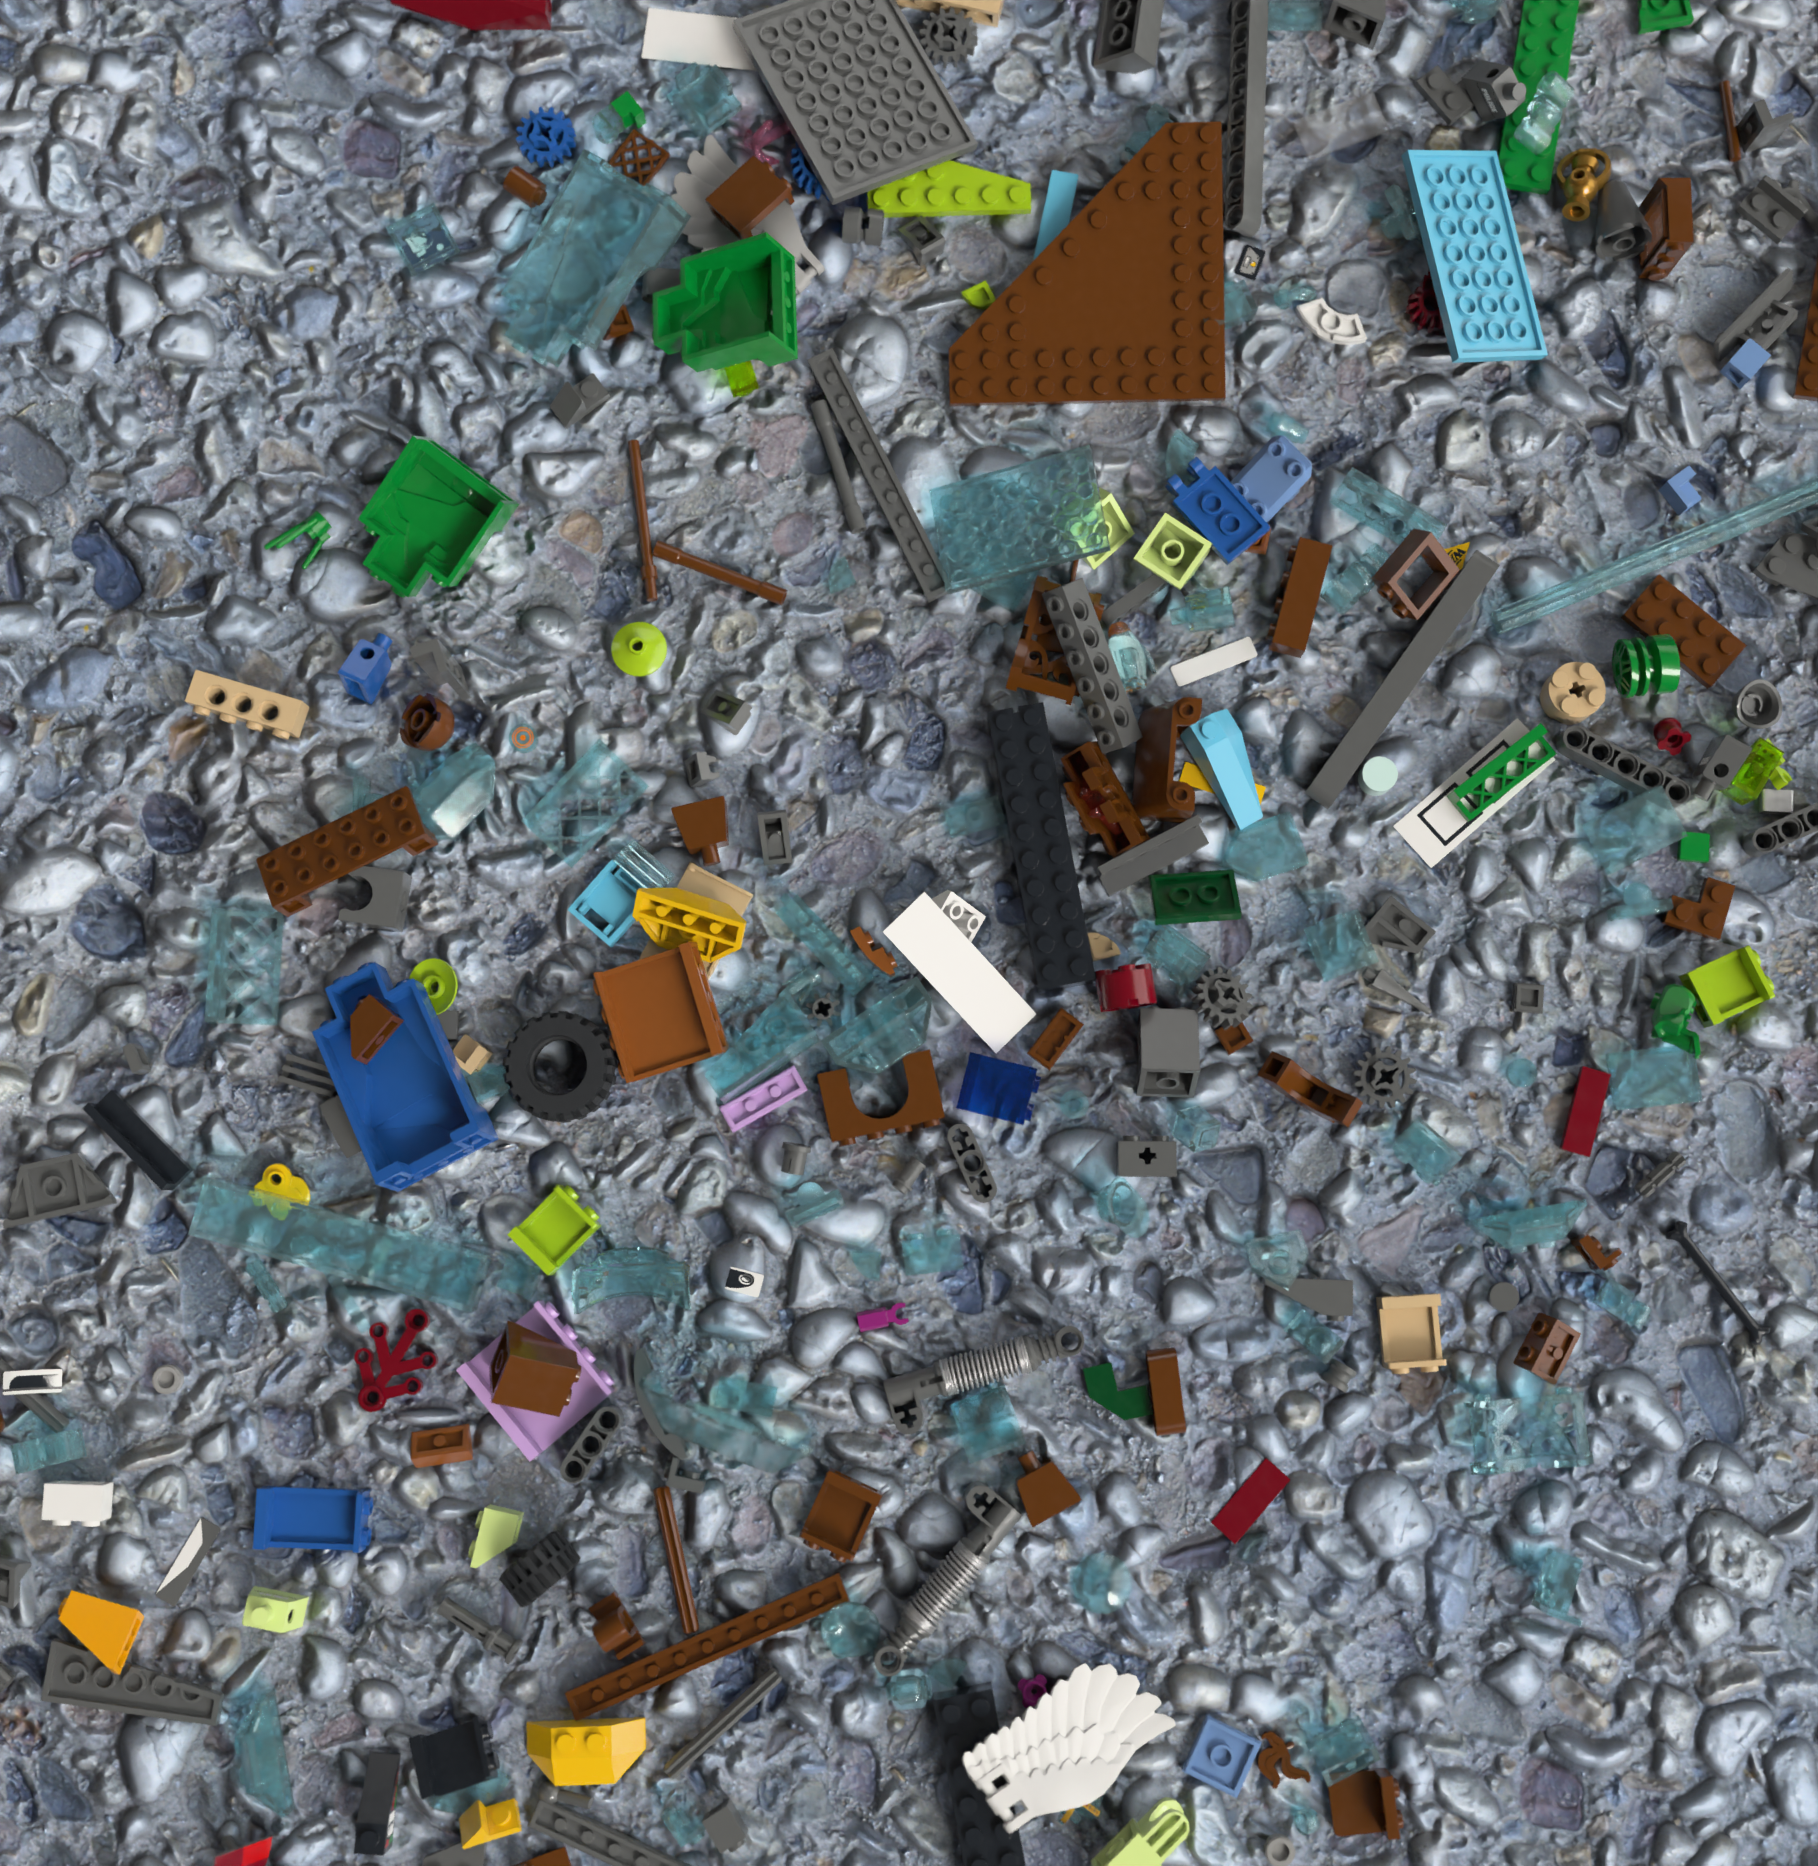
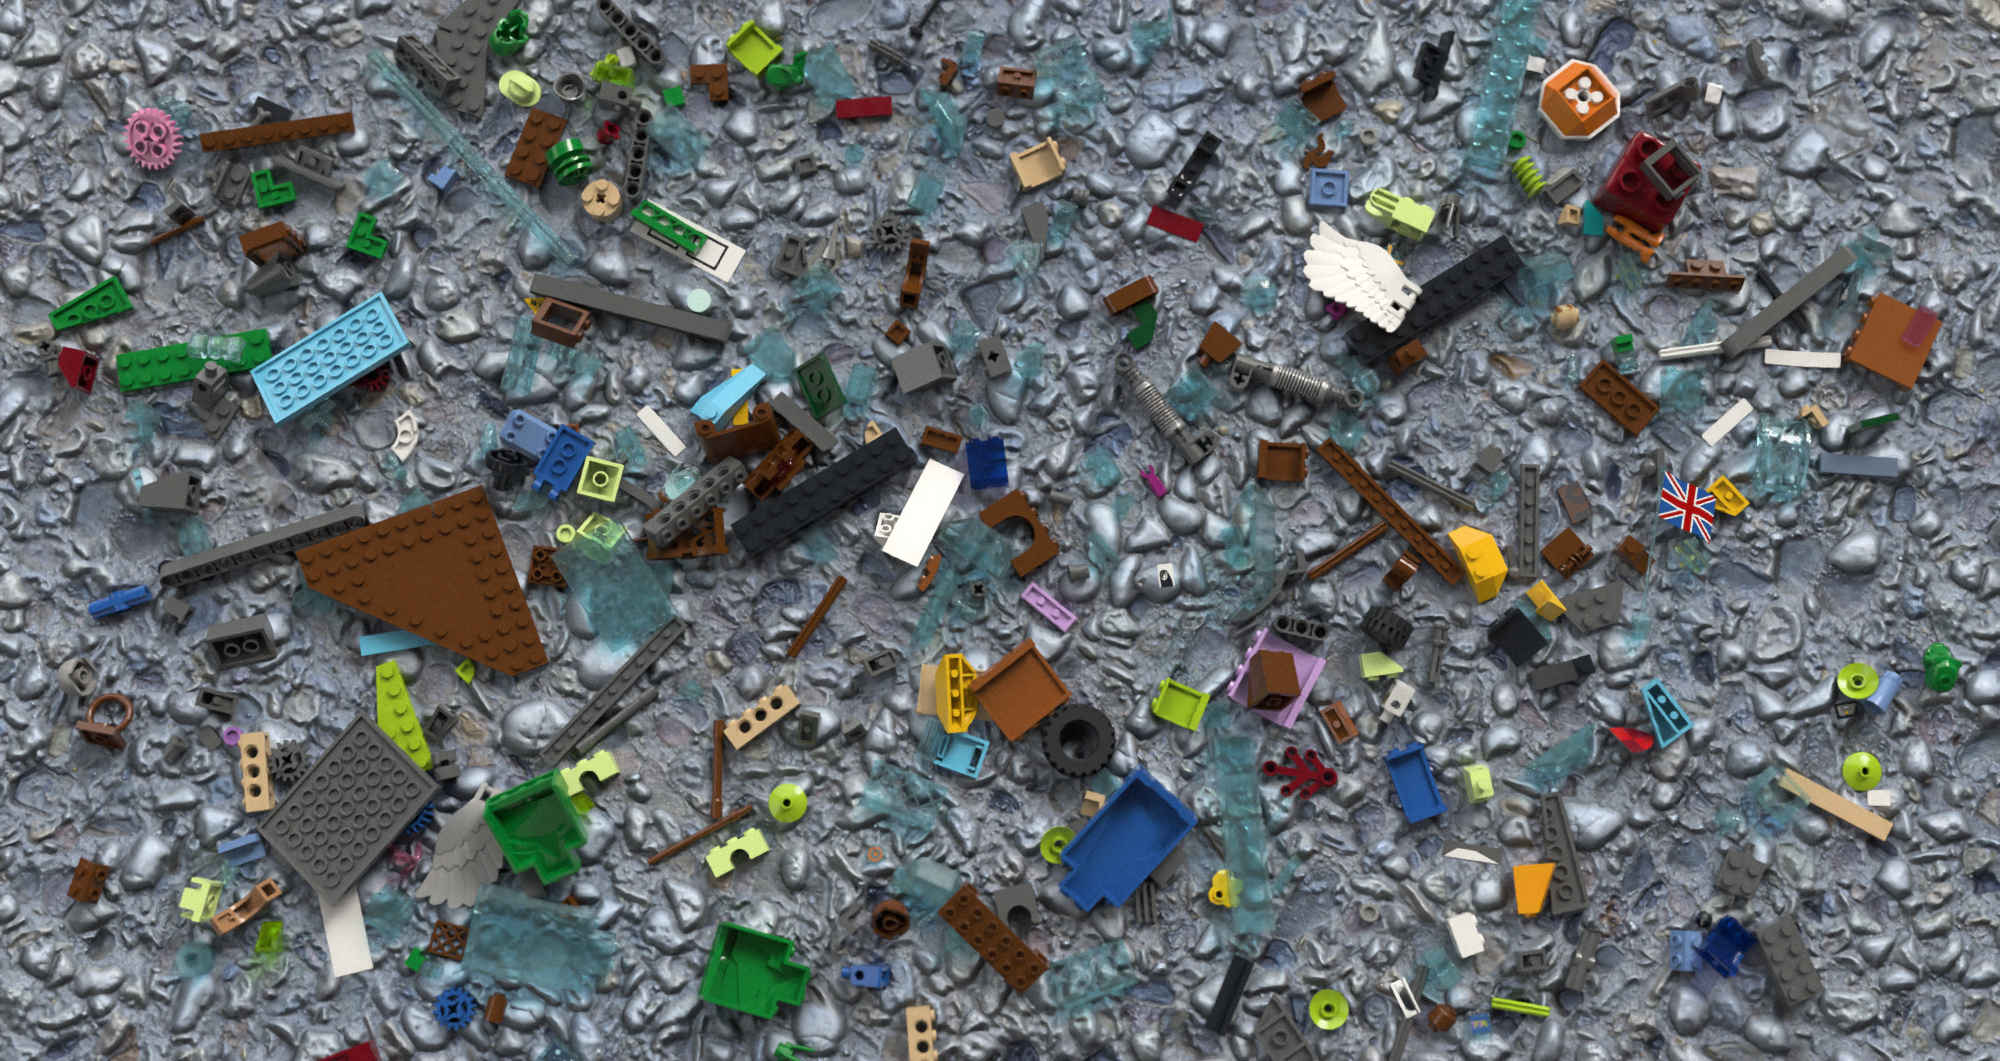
camera: 115 degrees left, 0 degrees up
(49, 1264) = (1338, 1012): none -> lime dish
(371, 1027) = (1099, 870): reddish brown slope -> none
(436, 1541) = (1400, 692): none -> white torso
(578, 401) = (633, 910): dark grey slope -> none
(596, 534) = (721, 859): none -> yellowish green arch
(631, 1273) = (1187, 645): clear light blue windscreen -> none
(704, 827) = (890, 711): reddish brown torso -> none
(748, 197) = (454, 847): reddish brown panel -> none
(748, 614) = (741, 739): none -> tan brick
(763, 1048) = (1012, 614): clear light blue wedge -> none
(781, 425) = (603, 765): none -> yellowish green arch
(874, 778) = (817, 616): none -> reddish brown axle
(921, 1767) = (1407, 356): none -> reddish brown torso
(977, 1152) = (1025, 469): dark grey beam -> none
(1078, 433) = (543, 569): none -> reddish brown tile
(1117, 484) = (565, 534): none -> yellowish green tile
(1125, 988) = (894, 407): dark red brick -> none
(1222, 998) = (876, 348): dark grey gear -> none
(1238, 430) = (505, 466): none -> black piece
(1250, 262) = (380, 503): black sticker -> none
(1300, 597) = (600, 390): reddish brown brick -> none
(1326, 1564) = (1194, 166): none -> black slope
(1582, 185) = (257, 308): pearl gold piece -> none
(1632, 354) = (362, 237): none -> green plate
(1638, 903) = (722, 117): clear light blue tile -> none
(1714, 415) = (385, 175): none -> clear light blue plate
(1741, 252) = (269, 194): none -> green plate
(1745, 363) = (344, 166): medium blue panel -> none
(1780, 639) = (520, 88): none -> yellowish green piece

